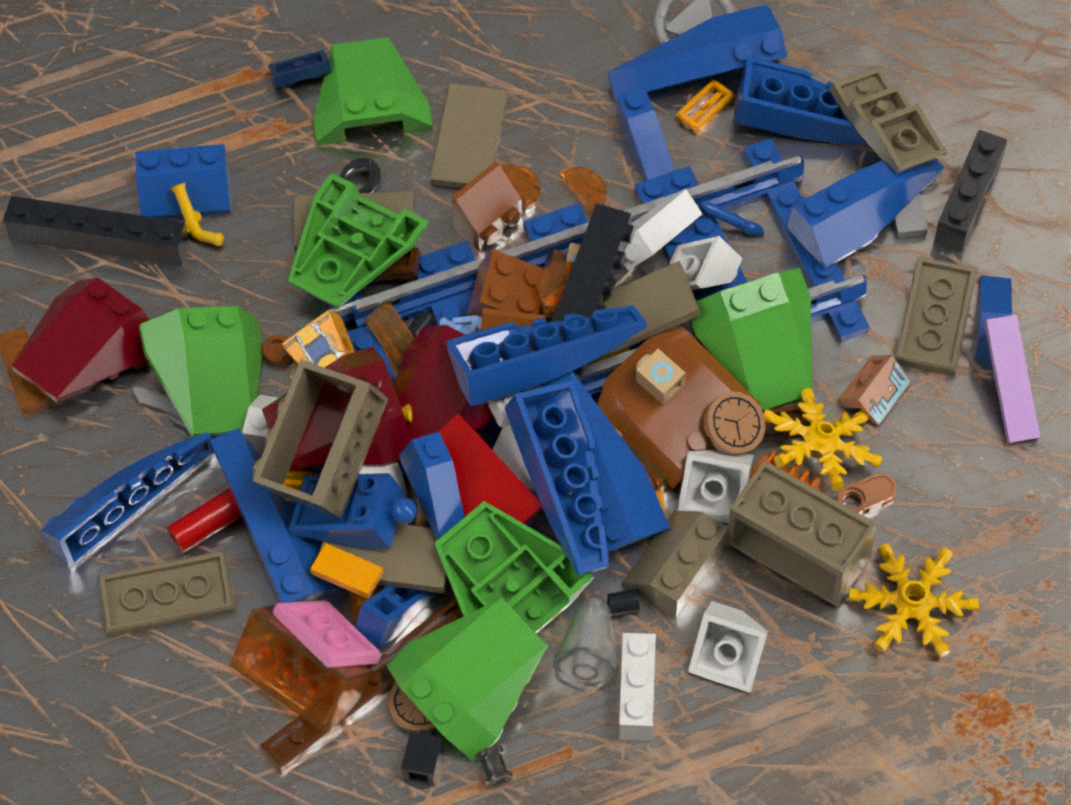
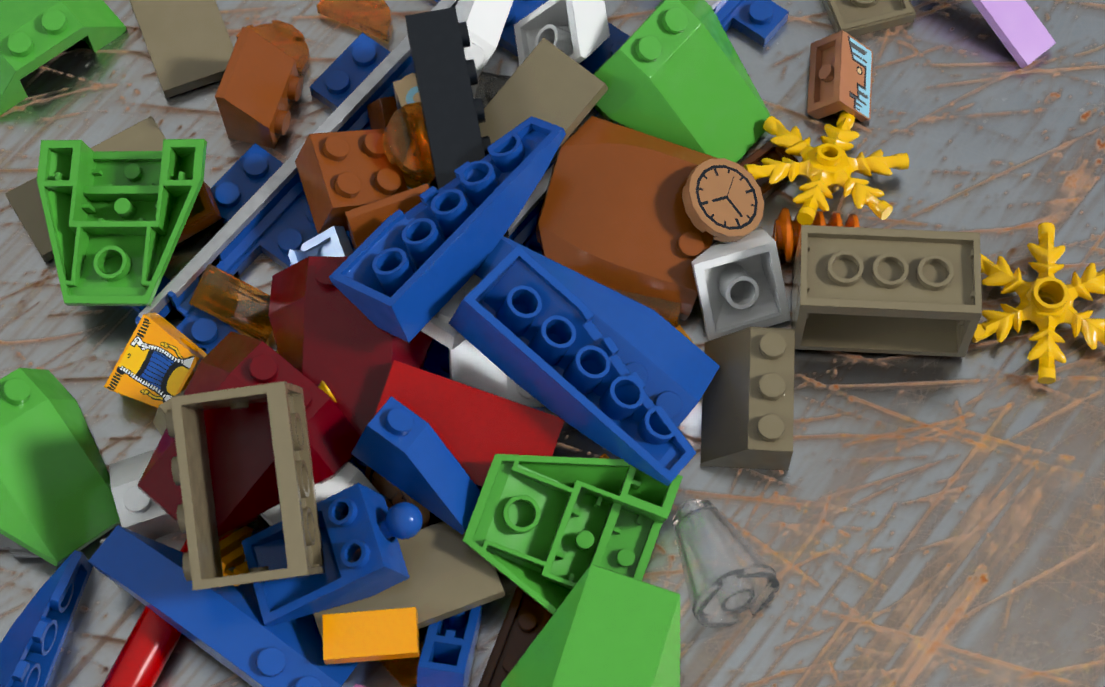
camera: 30 degrees left, 5 degrees up
(274, 352) = (96, 400): dark orange tile -> none
(374, 170) = (81, 110): black piece -> none
(423, 319) = (261, 272): black hinge -> none
(623, 602) = (720, 485): black hinge -> none
(637, 687) = (807, 582): white brick -> none
(660, 376) = (606, 187): tan brick -> none
(728, 647) = (879, 473): white slope -> none
(873, 492) = (917, 200): nougat piece -> none

